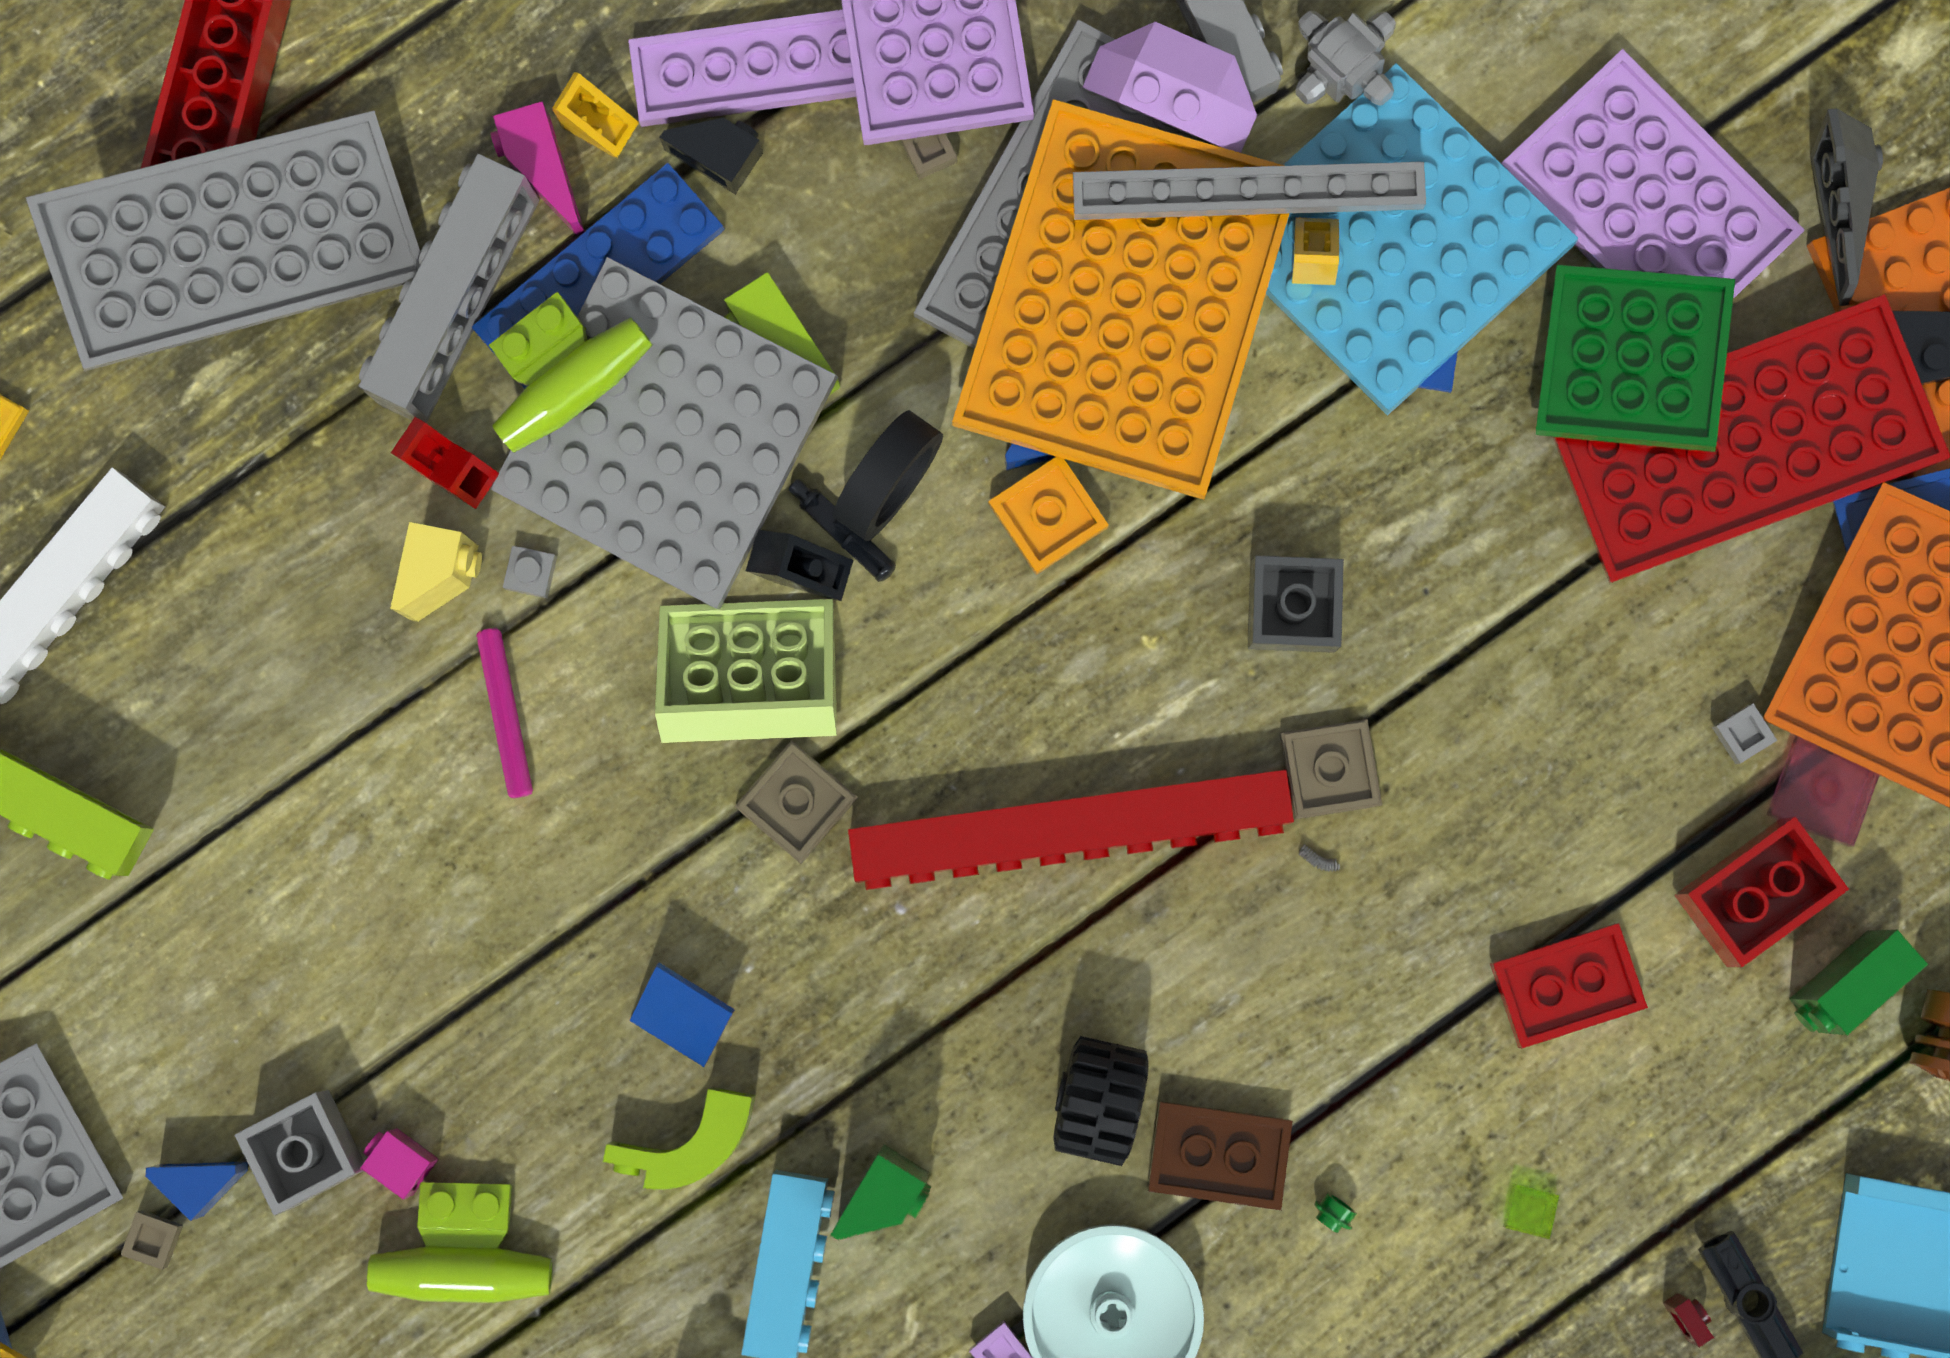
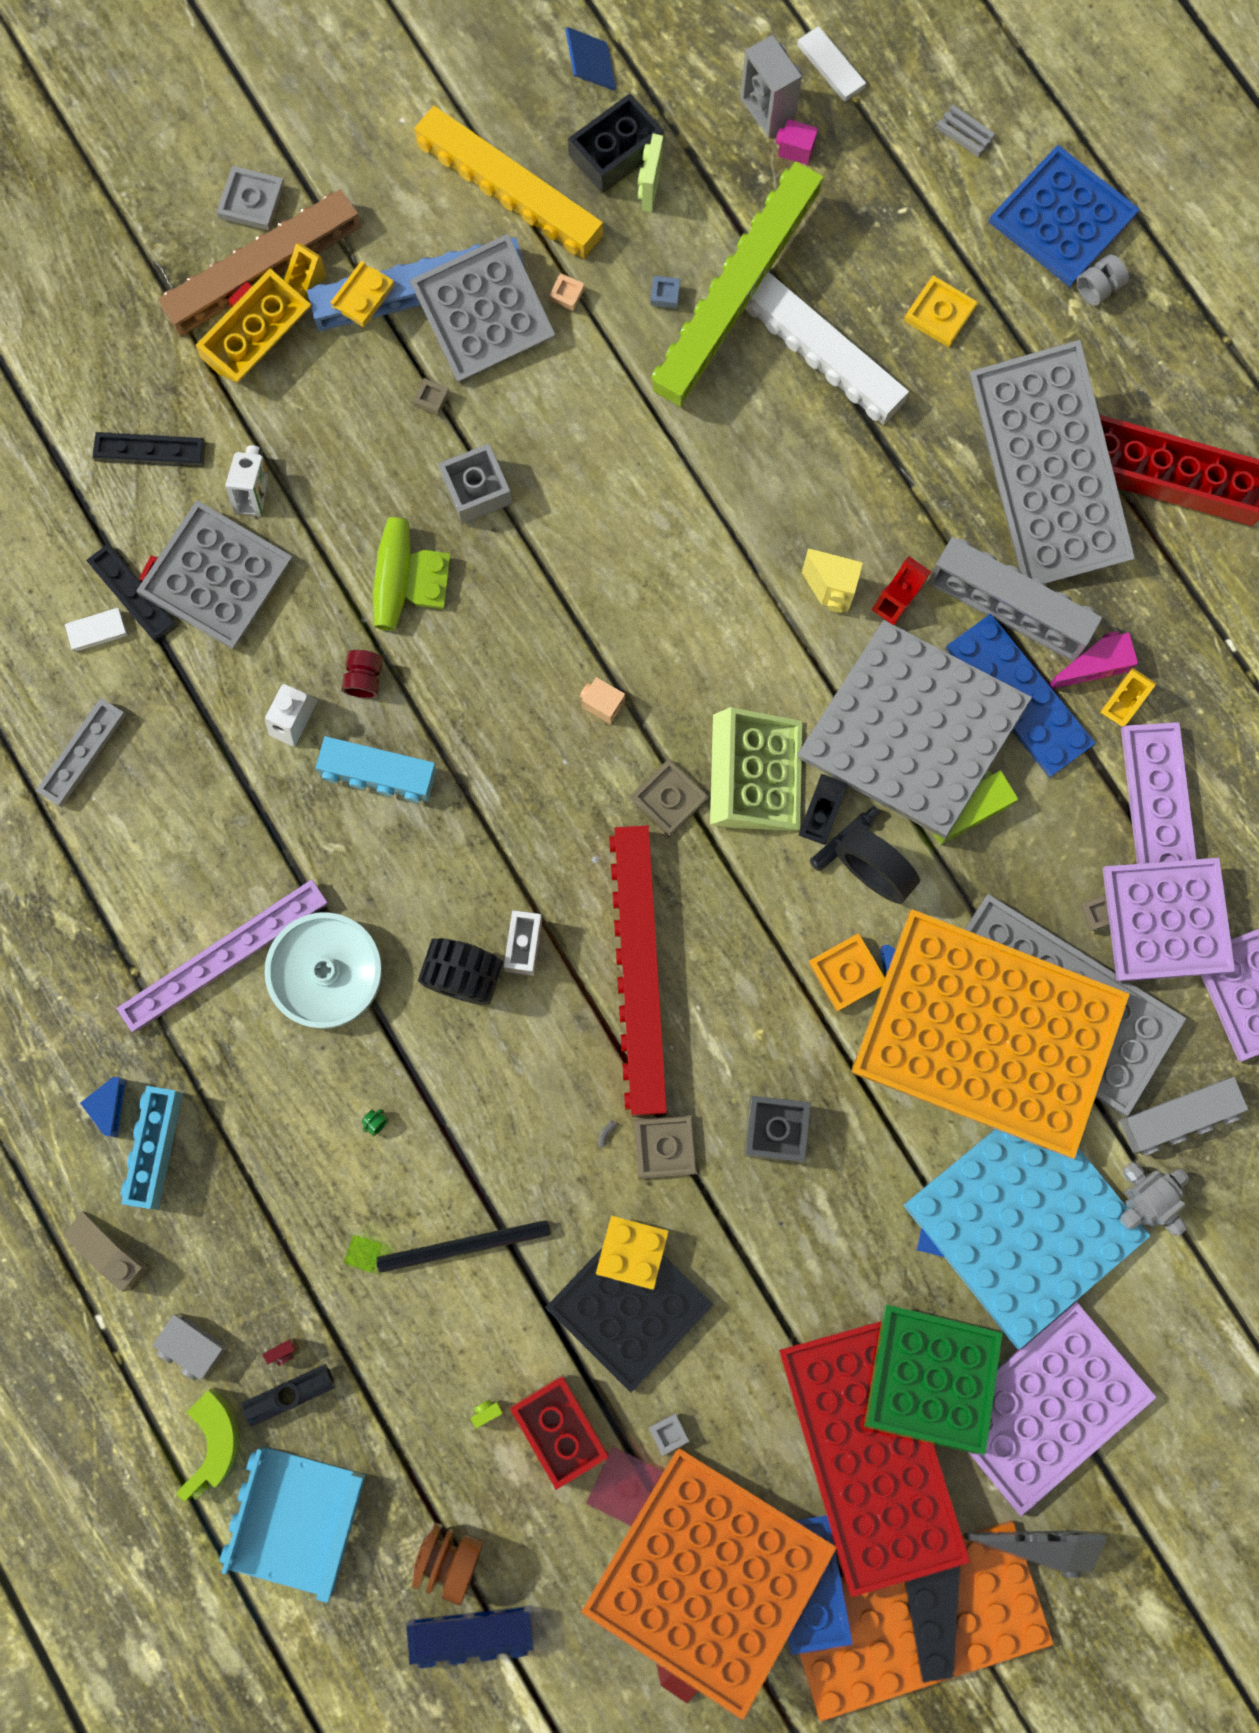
camera: 90 degrees right, 5 degrees down
(195, 1186) = (460, 422): blue slope -> none
(398, 1162) = (463, 541): dark pink brick -> none
(504, 713) = (739, 620): dark pink axle -> none
(529, 572) = (828, 641): light grey plate -> none
(560, 368) = (958, 662): lime plate -> none
(636, 1305) = (361, 677): none -> dark red wheel
(648, 918) = (602, 700): none -> light nougat brick
(681, 1014) = (539, 715): blue piece -> none
(716, 149) = (1103, 775): black slope -> none
(717, 1138) = (460, 733): lime arch -> none
(884, 1196) = (416, 829): green slope -> none
(1046, 1008) = (523, 943): none -> white brick
(1176, 84) = (1136, 1078): lavender wedge -> none
(1220, 1155) = (418, 1049): reddish brown plate -> none
(1249, 190) = (1060, 1120): light grey plate -> none
(1315, 251) = (1018, 1162): yellow slope -> none
(1495, 805) = (632, 1252): none -> yellow plate
(1506, 1059) = (463, 1246): none -> black axle
(1568, 985) = (508, 1293): red plate -> none
(1569, 805) = (626, 1323): none -> black plate
(1744, 1002) = (485, 1412): none -> lime plate
(1857, 982) = (492, 1490): green brick -> none

